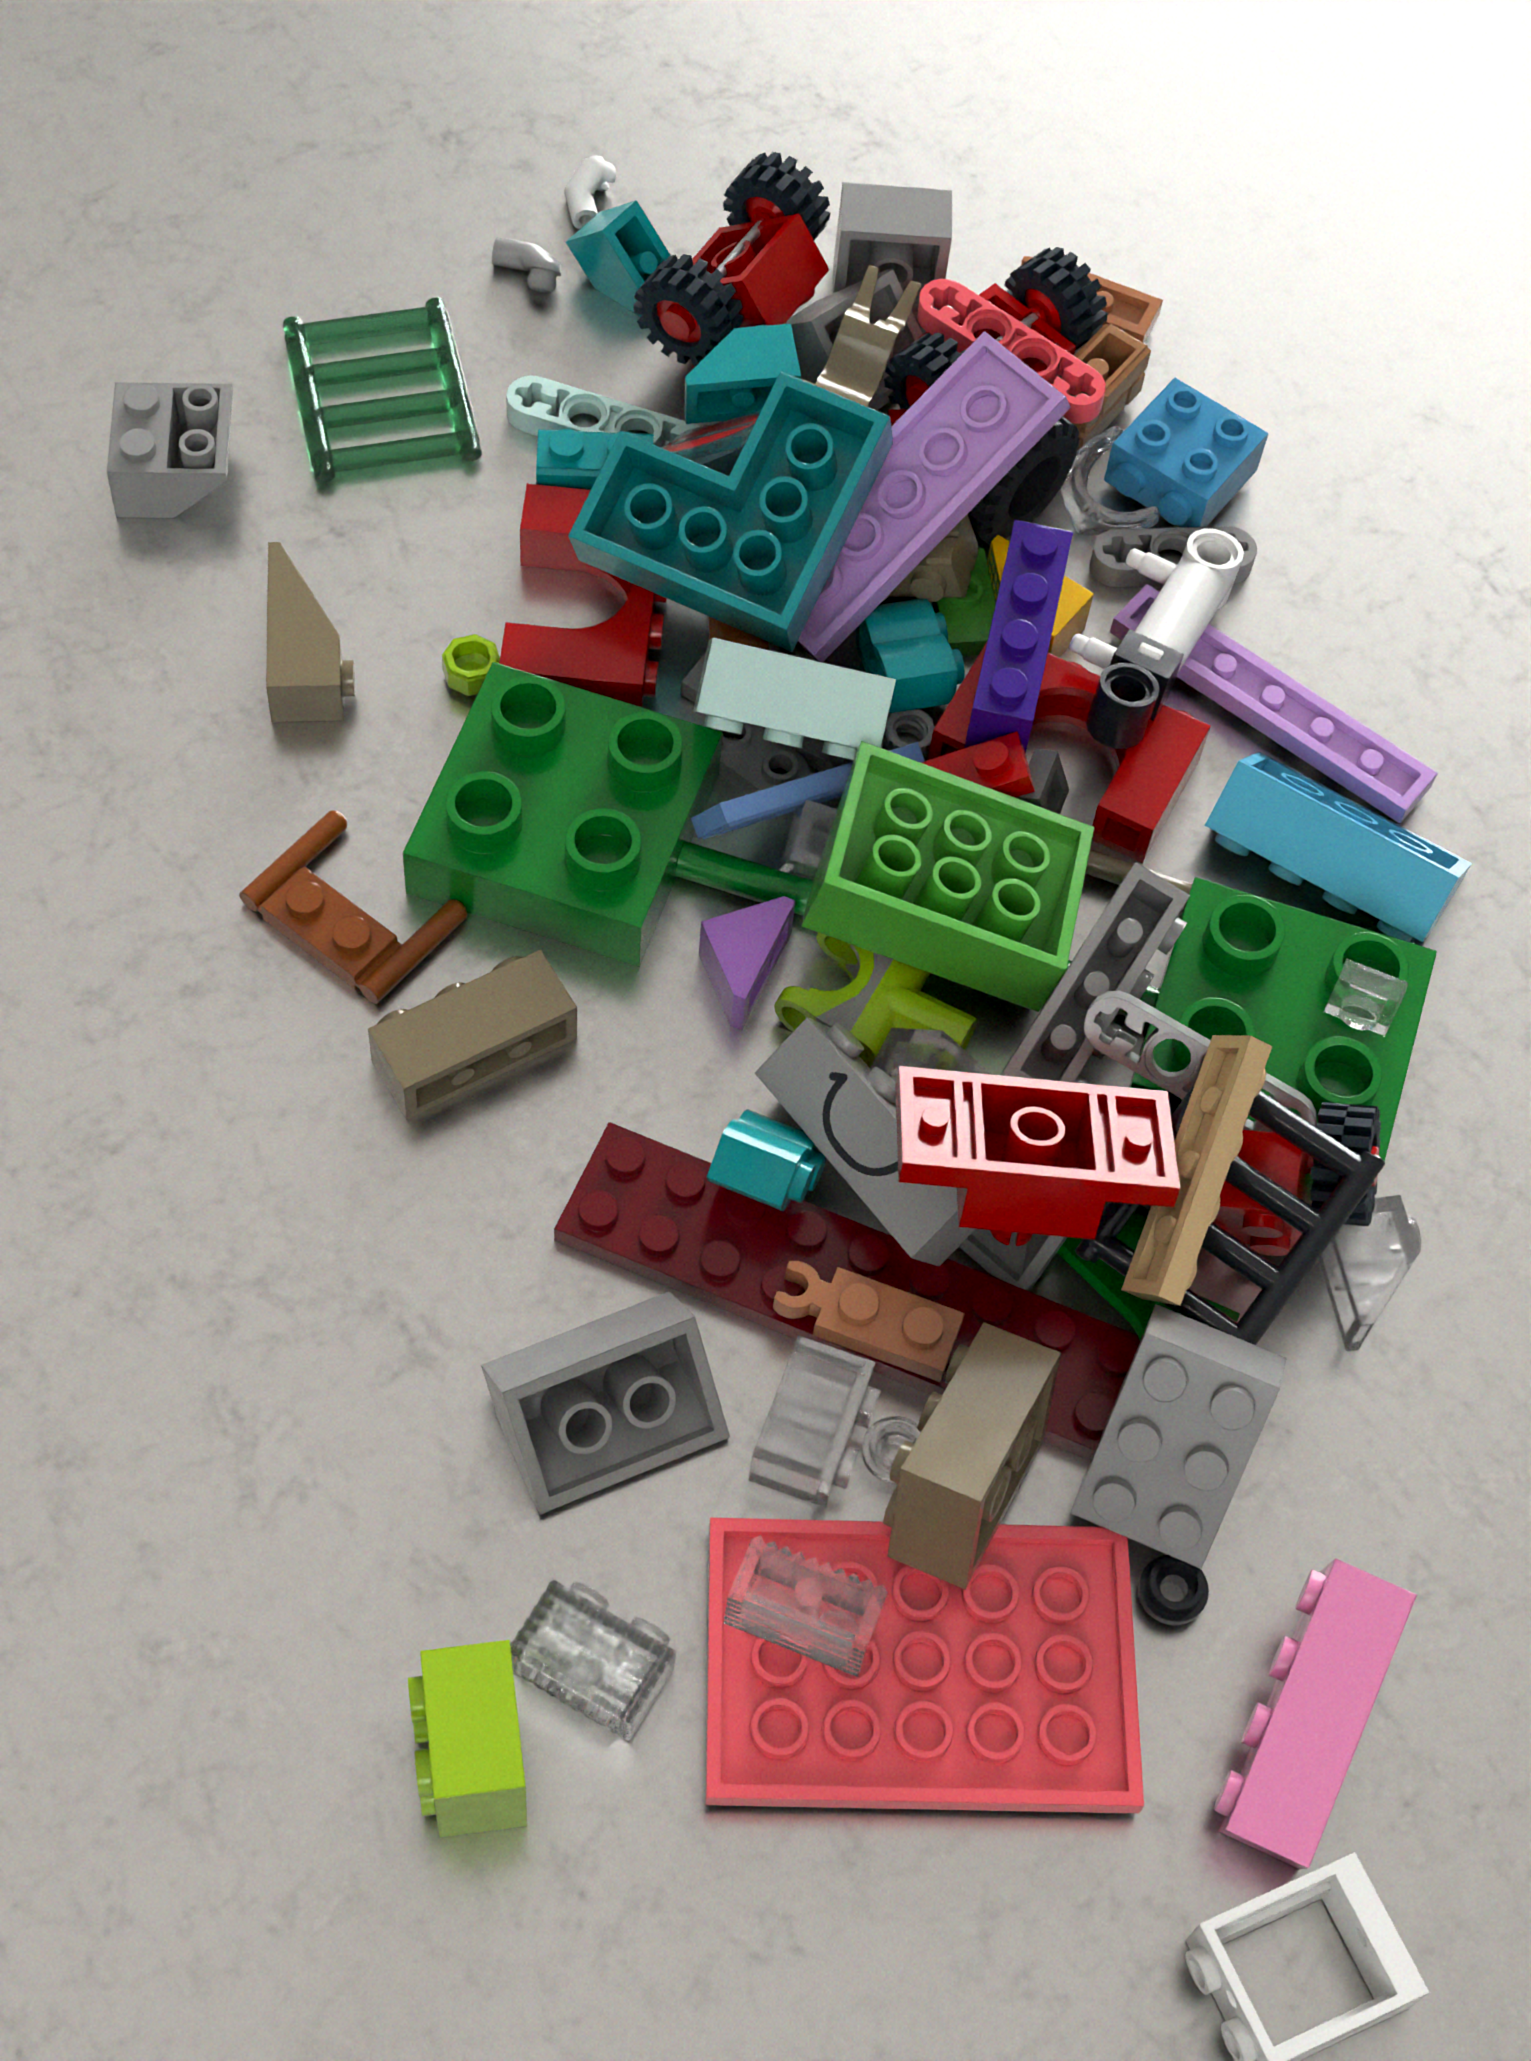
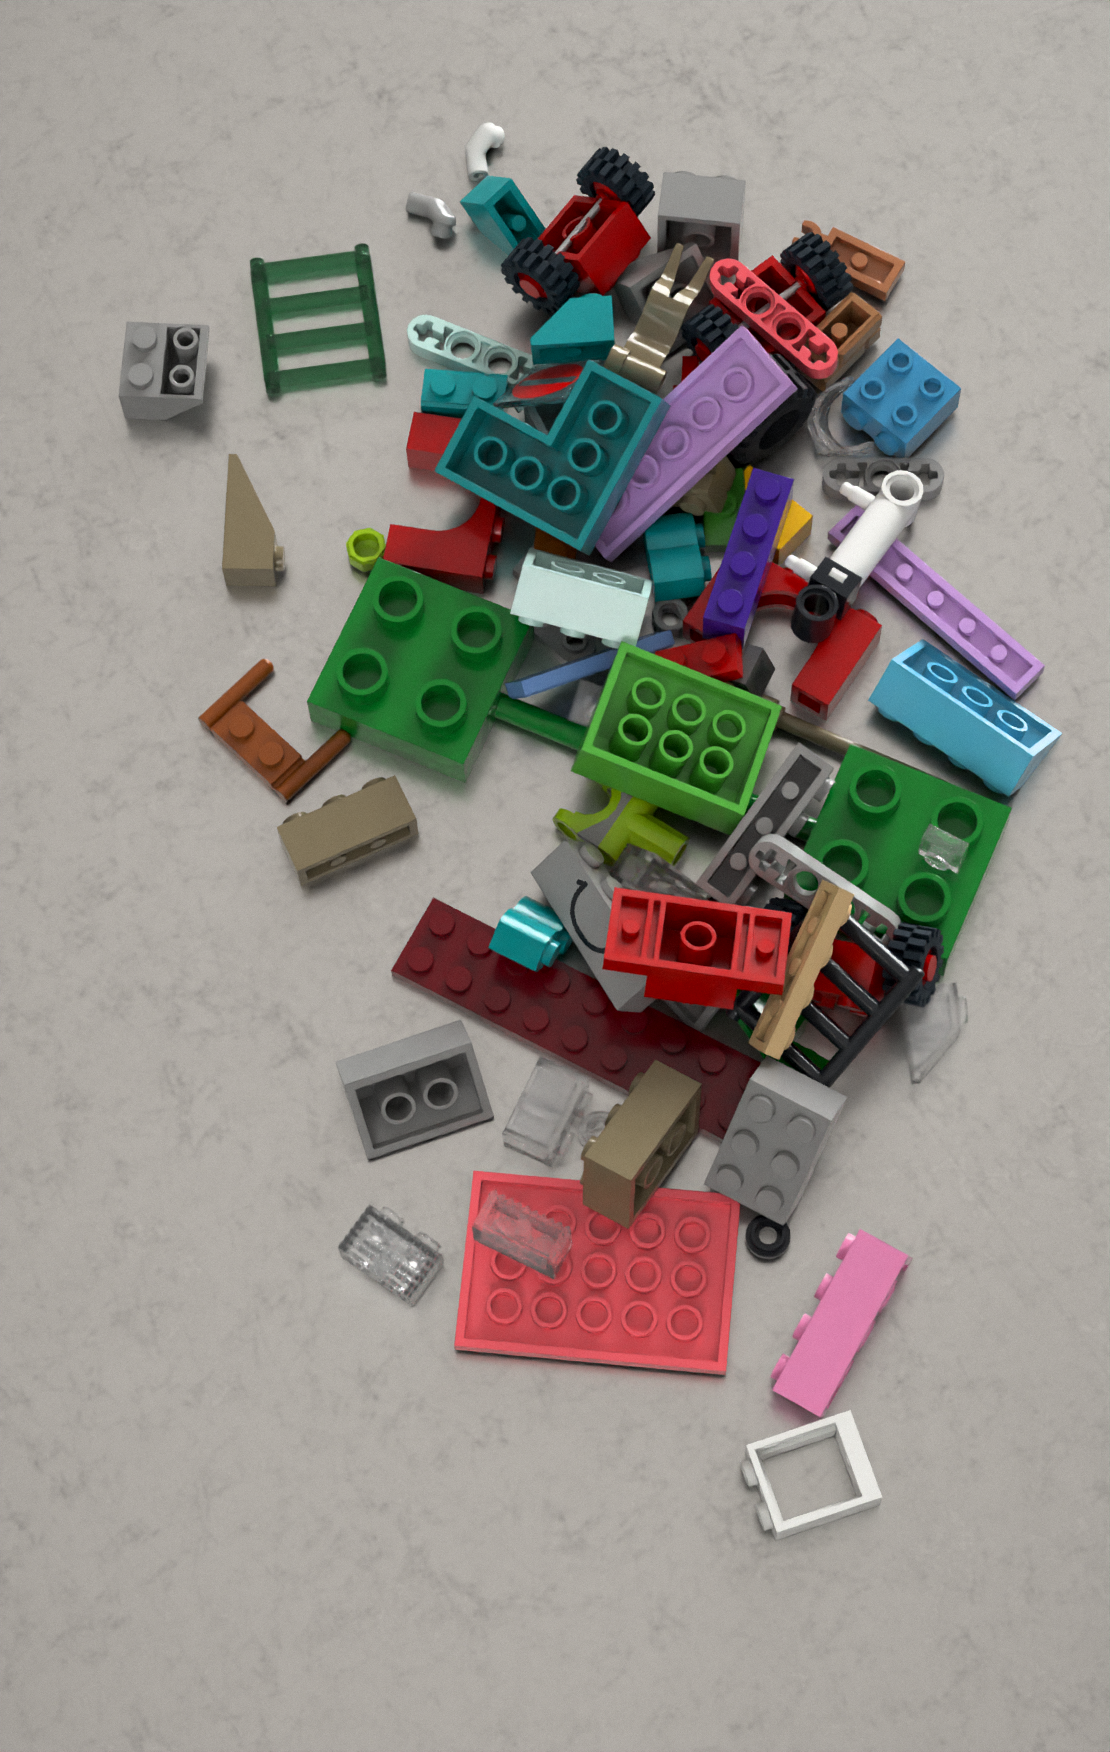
camera: 15 degrees right, 10 degrees up
(474, 1754) = (312, 1300): lime brick -> none
(742, 952) = (536, 779): medium lavender slope -> none
(874, 1319) = (592, 1046): nougat plate -> none

